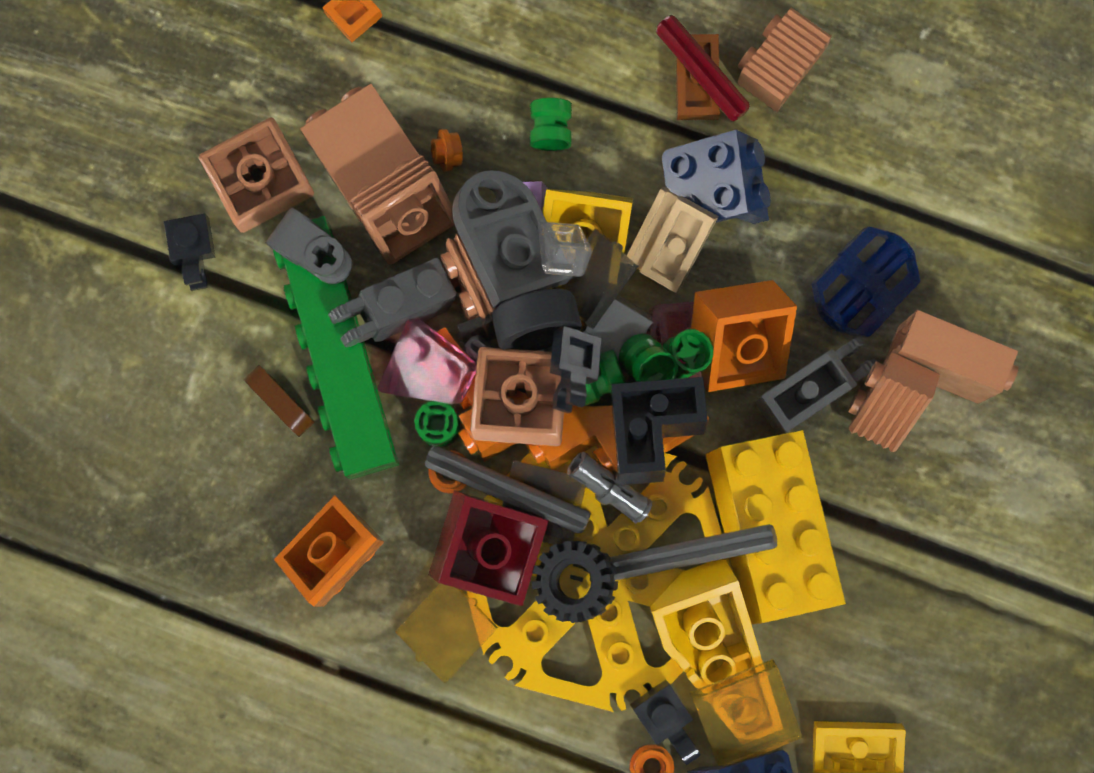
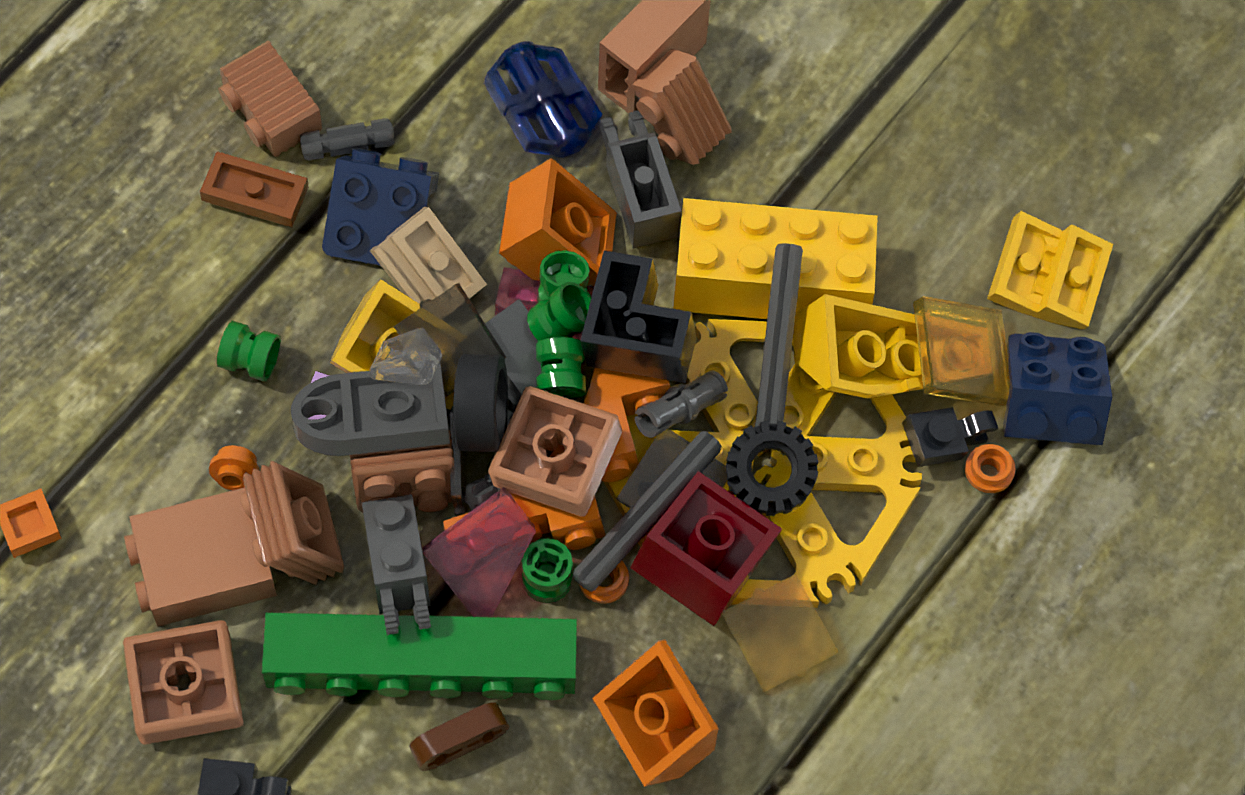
camera: 80 degrees left, 15 degrees down
(307, 244) = (297, 633): dark grey piece -> none
(577, 362) = (542, 371): black plate -> none
(702, 68) = (250, 175): dark red axle -> none
(772, 135) = (345, 138): none -> dark grey axle

